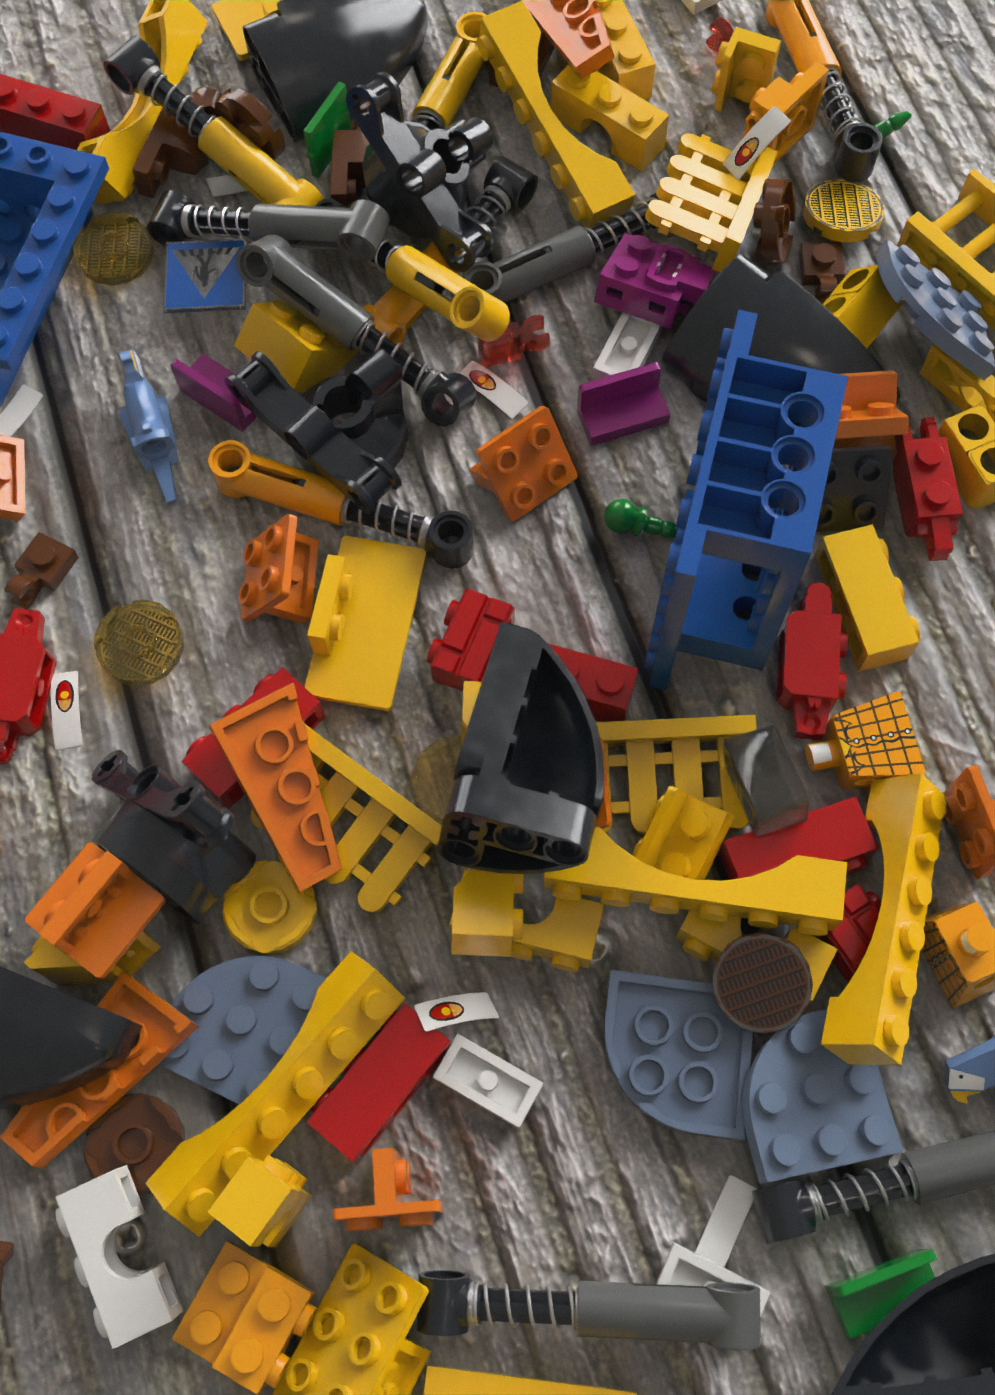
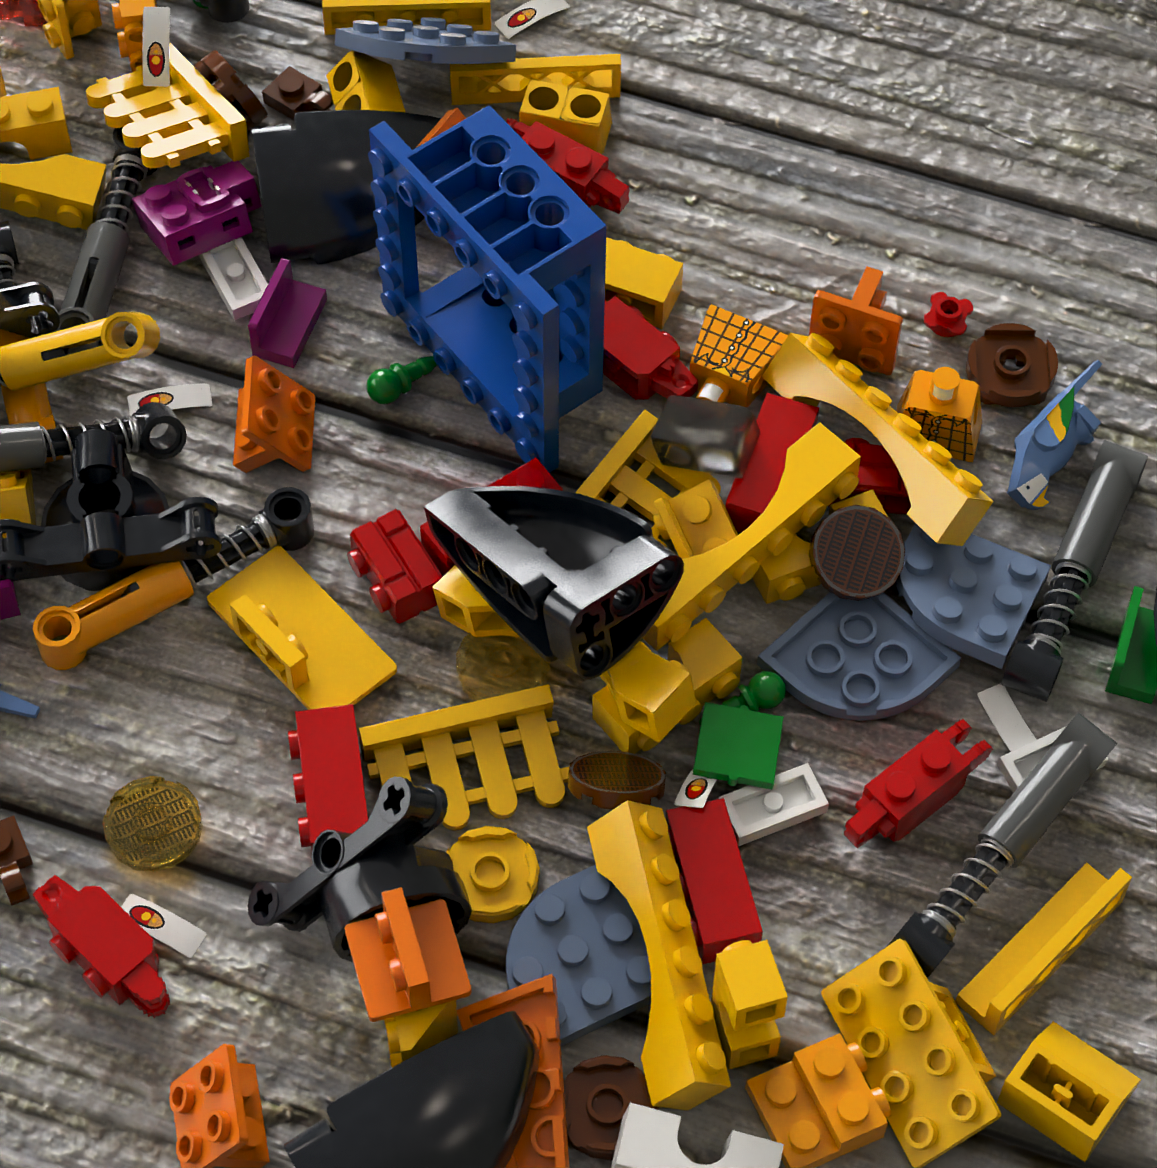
camera: 55 degrees left, 10 degrees down
(277, 774) = (359, 758): orange wing -> none
(279, 573) = (194, 666): orange bracket -> none
(391, 1182) = (810, 920): orange bracket -> none
(408, 943) = (615, 778): none -> reddish brown tile
(514, 342) = (139, 371): clear red plate -> none
(514, 1015) = (738, 745): none -> green piece
(584, 997) = (764, 691): none -> green bar
(590, 1189) = (915, 786): none -> red hinge
(843, 210) = (262, 43): tile -> none

